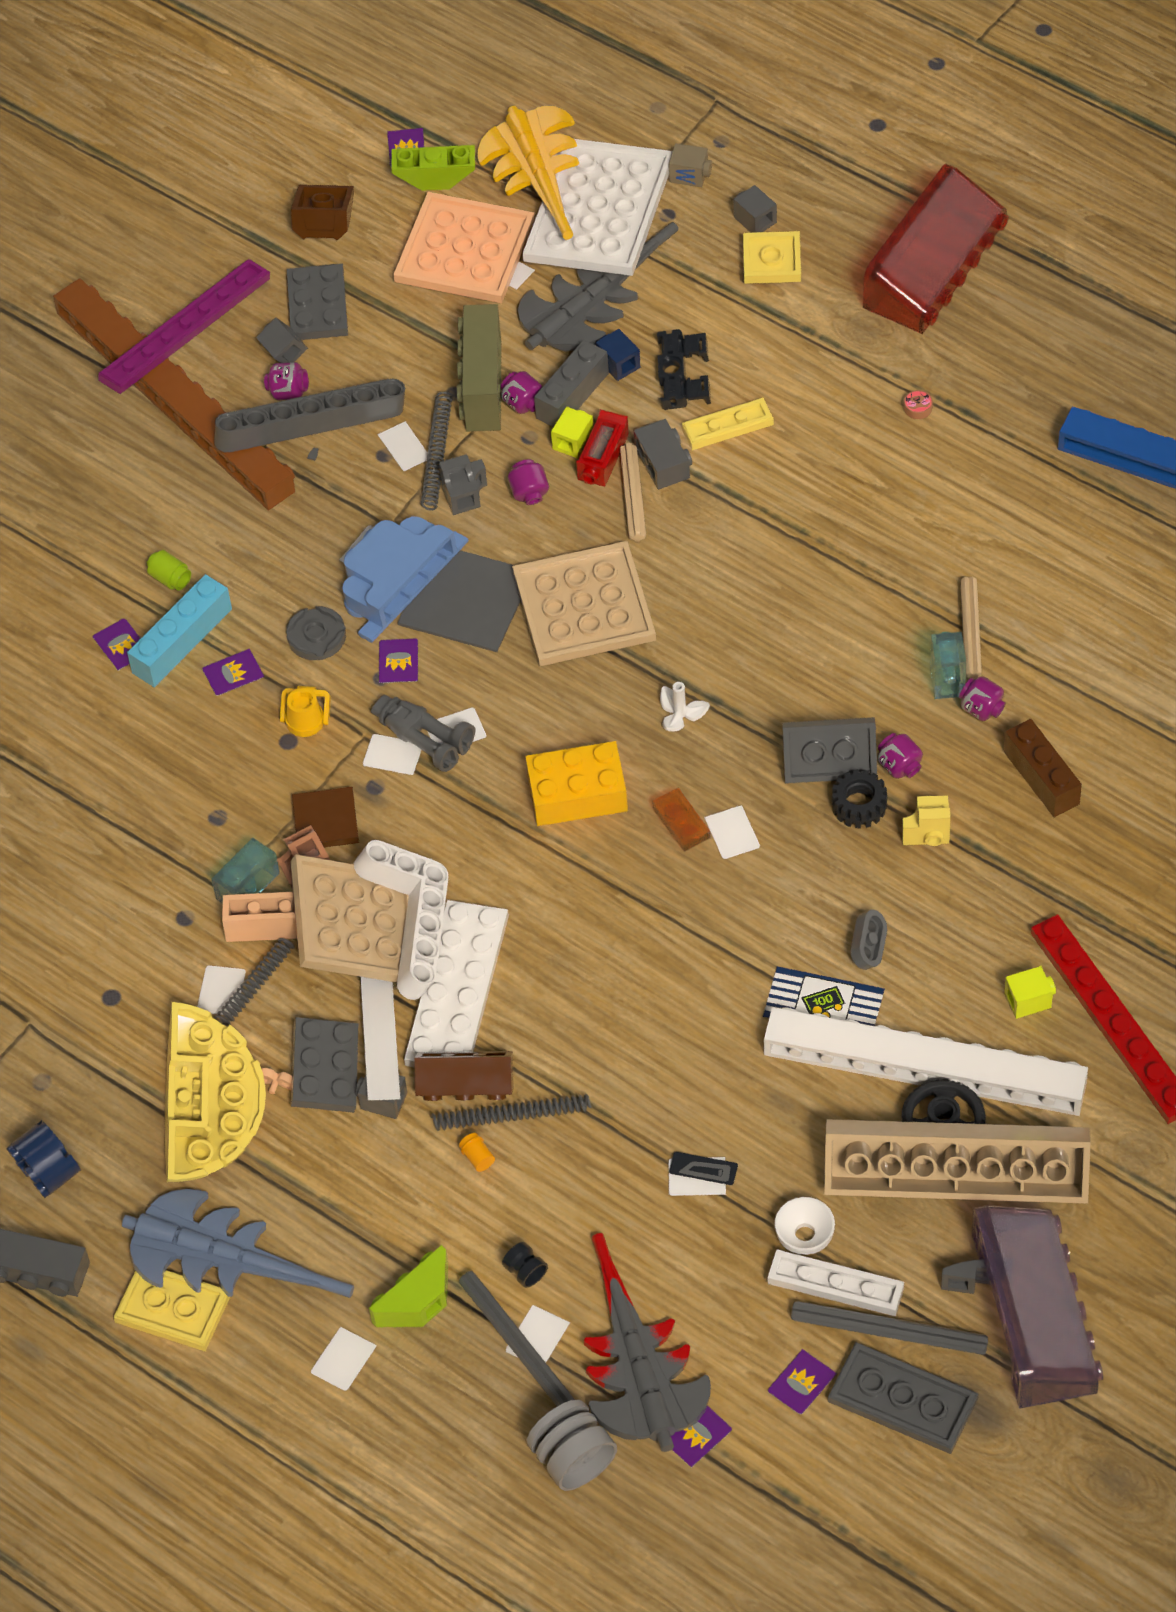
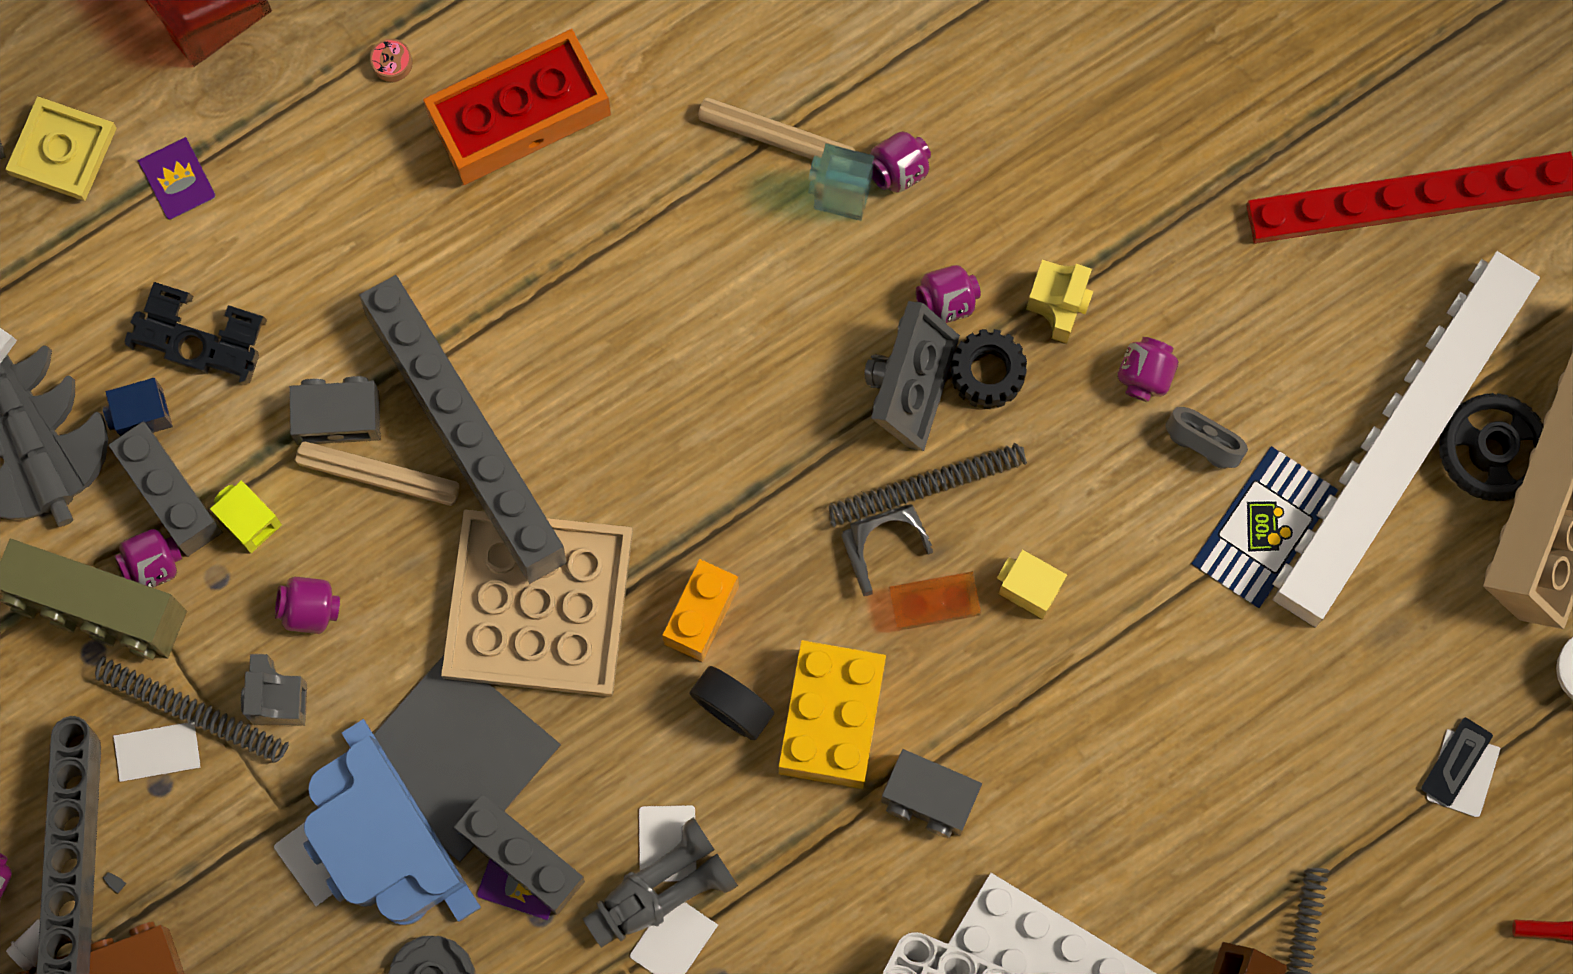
camera: 75 degrees left, 20 degrees up
(412, 644) = (519, 854): none -> dark grey brick
(547, 857) = (930, 793): none -> dark grey brick
(558, 721) = (732, 703): none -> black tyre
(602, 448) = (291, 487): red window -> none
(615, 689) = (700, 610): none -> light orange brick
(674, 702) = (762, 524): white plant -> none
(677, 517) = (463, 429): none -> dark grey brick
(709, 762) = (856, 536): none -> dark grey helmet
(716, 869) = (1030, 583): none -> light yellow brick
(727, 423) = (314, 310): light yellow tile -> none
(732, 832) = (968, 544): white sticker -> none
(753, 783) = (925, 480): none -> dark grey piece
(783, 325) = (177, 178): none -> dark purple sticker
(901, 888) = (1148, 369): none -> magenta head
(914, 474) = (517, 106): none -> brick
(1029, 992) = (1351, 277): neon yellow brick -> none
(1042, 768) = (1033, 132): reddish brown brick -> none

